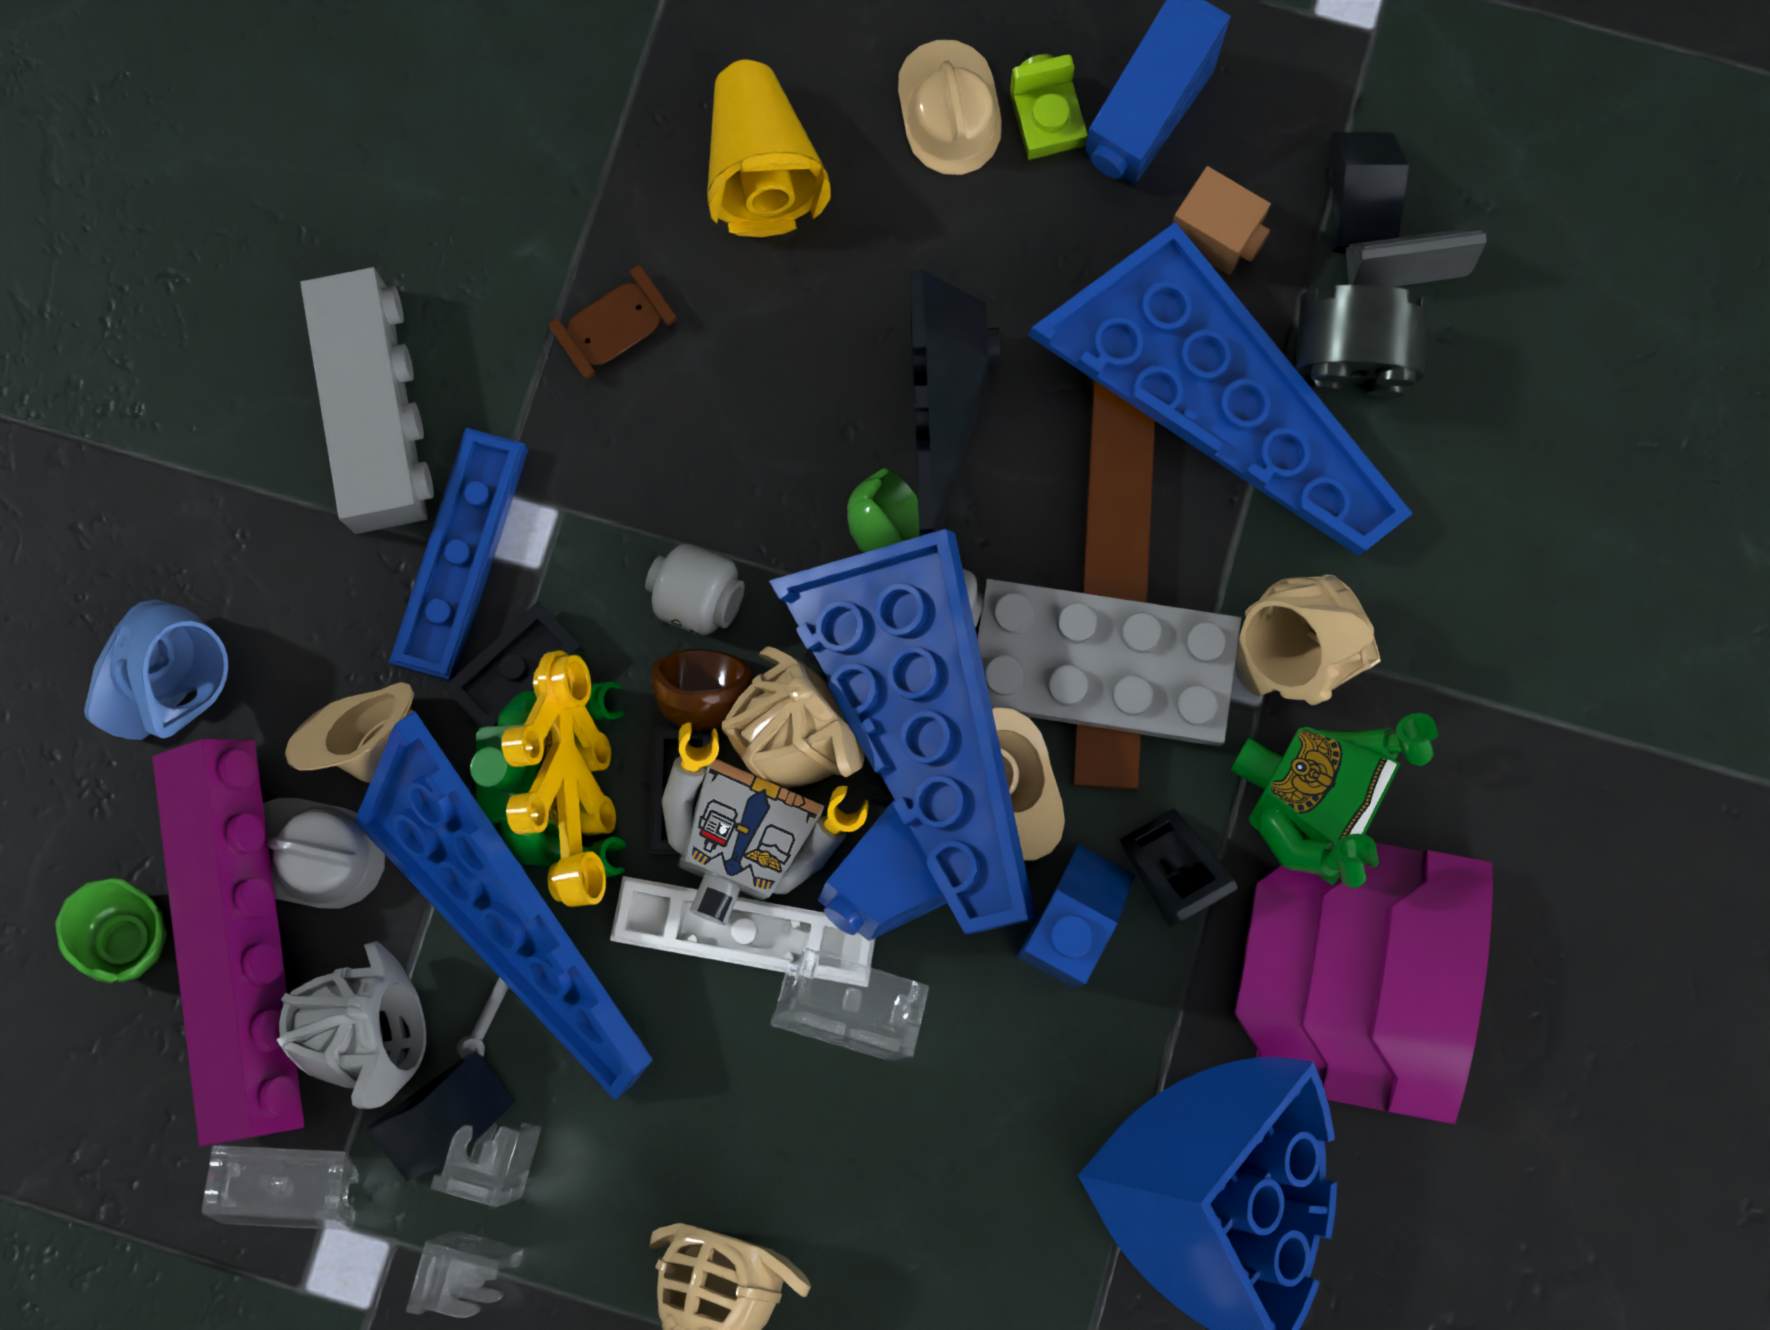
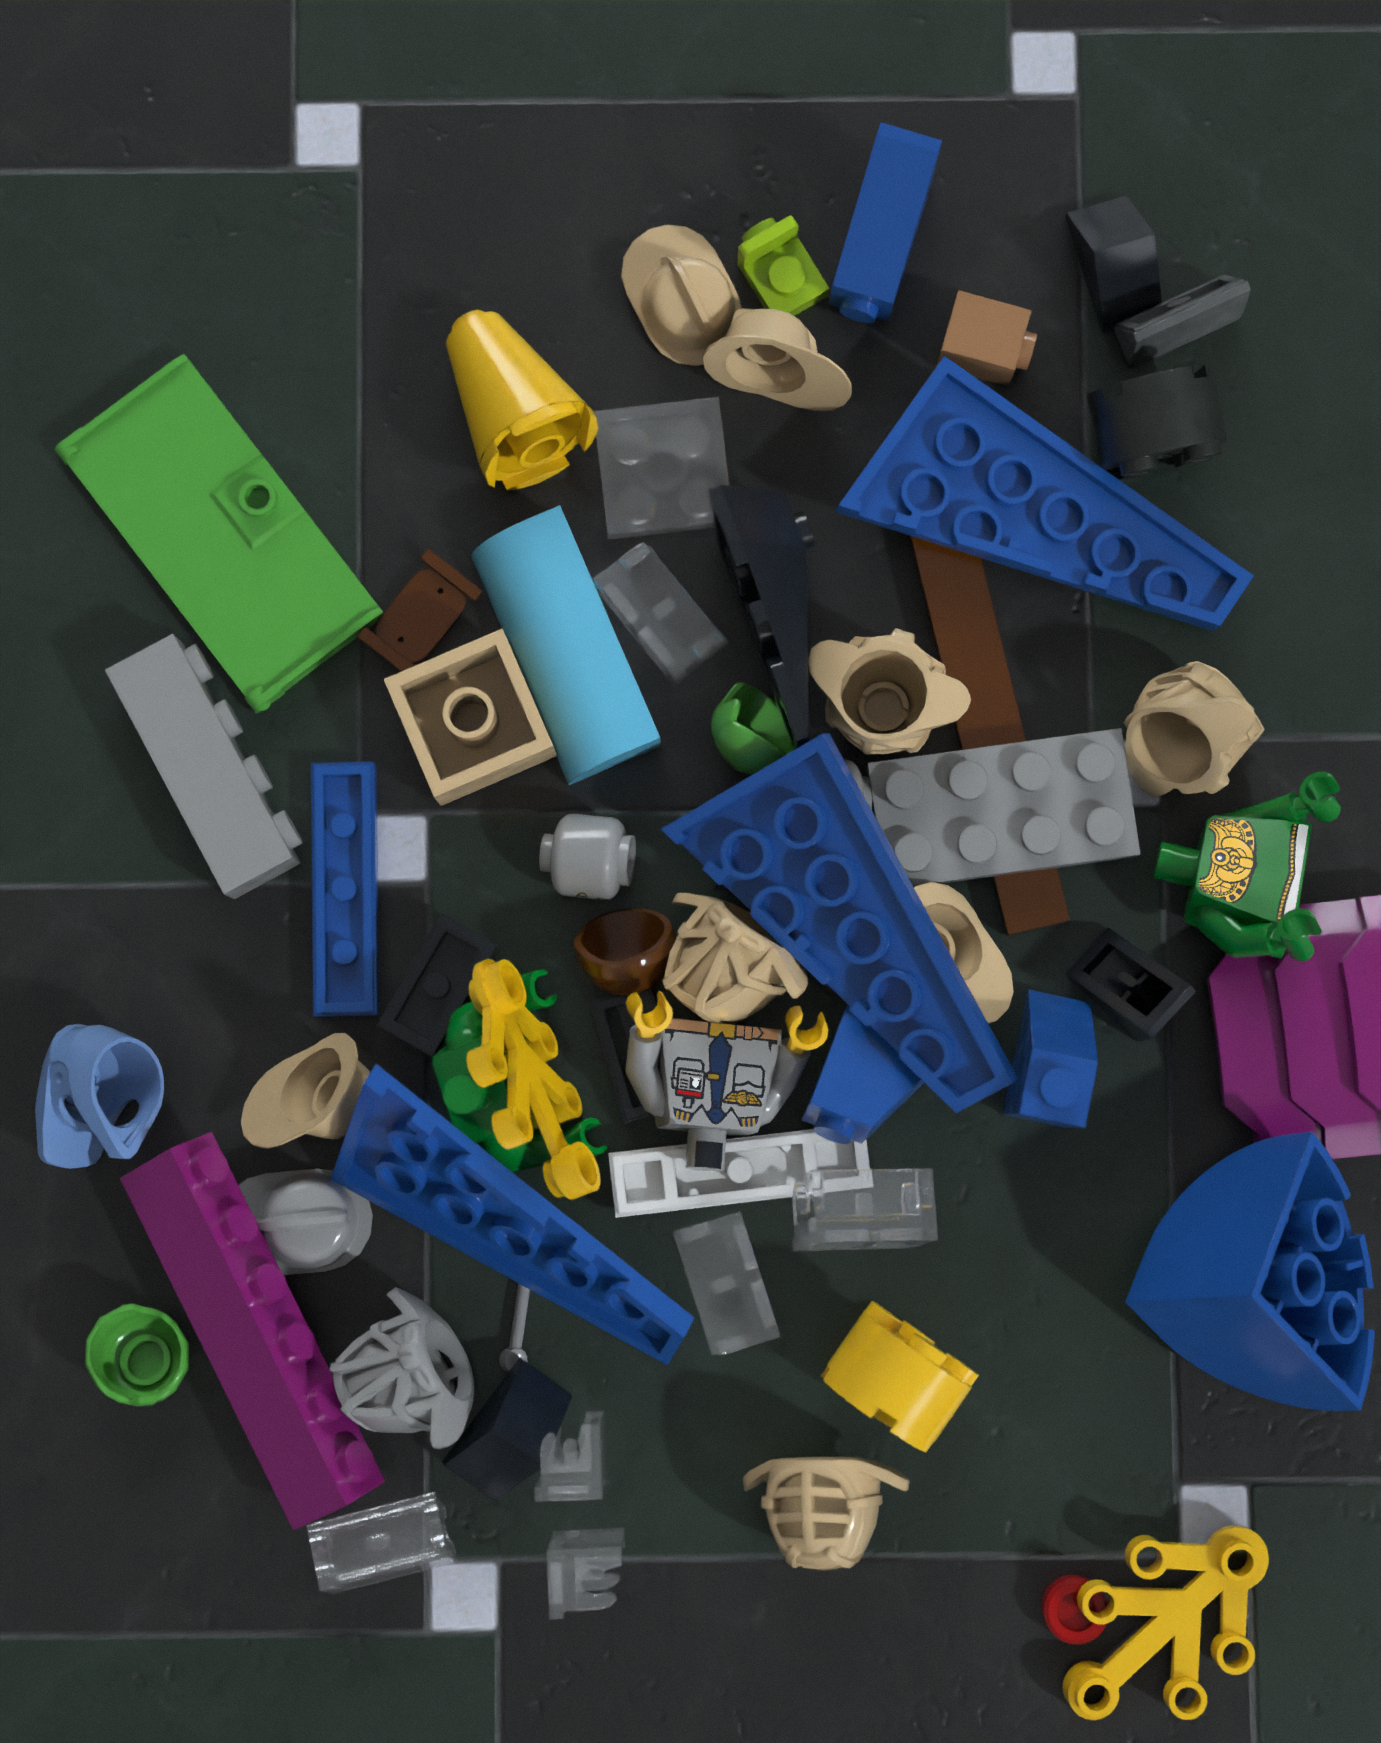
camera: 20 degrees left, 5 degrees up
(454, 197) = (220, 532): none -> bright green door
(624, 425) = (470, 717): none -> tan brick
(698, 1037) = (726, 1283): none -> clear hinge
(737, 389) = (565, 645): none -> medium azure brick
(832, 1181) = (898, 1376): none -> yellow brick
(835, 384) = (659, 612): none -> clear hinge
(872, 245) = (660, 466): none -> clear plate
(1017, 184) = (776, 358): none -> tan piece
(1023, 514) = (885, 691): none -> tan piece

